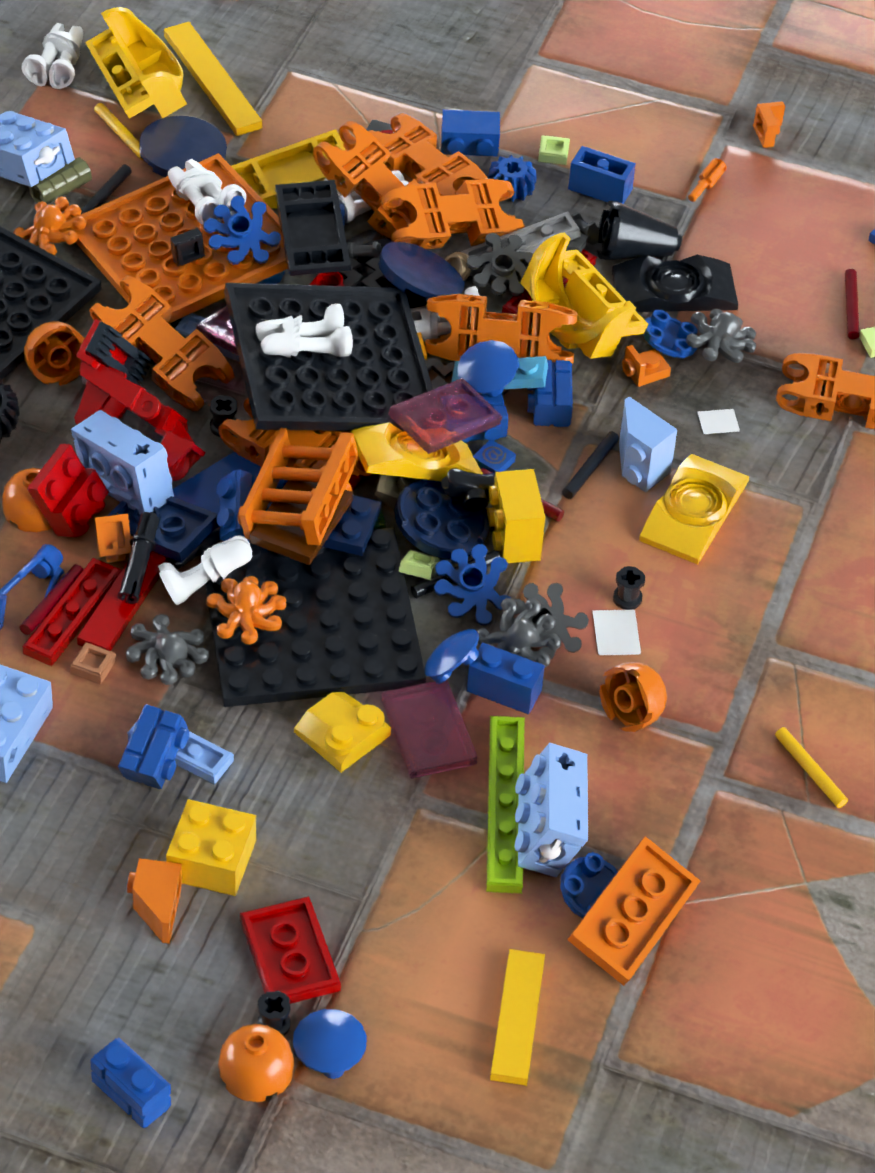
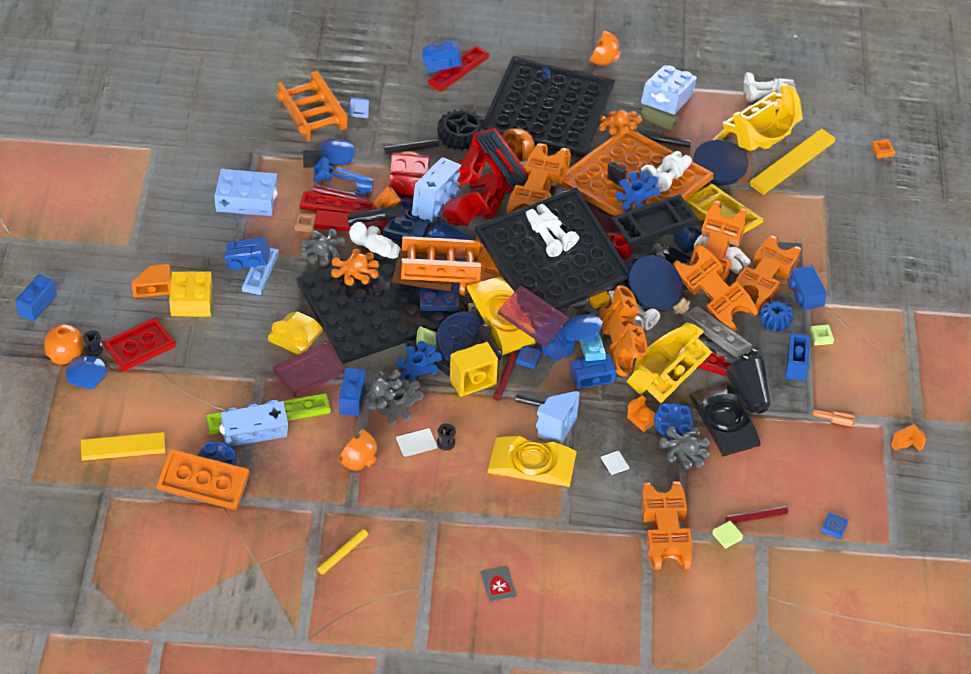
camera: 75 degrees right, 0 degrees up
(452, 653) = (354, 361): blue dish -> none
(501, 265) = (688, 317): dark grey animal -> none

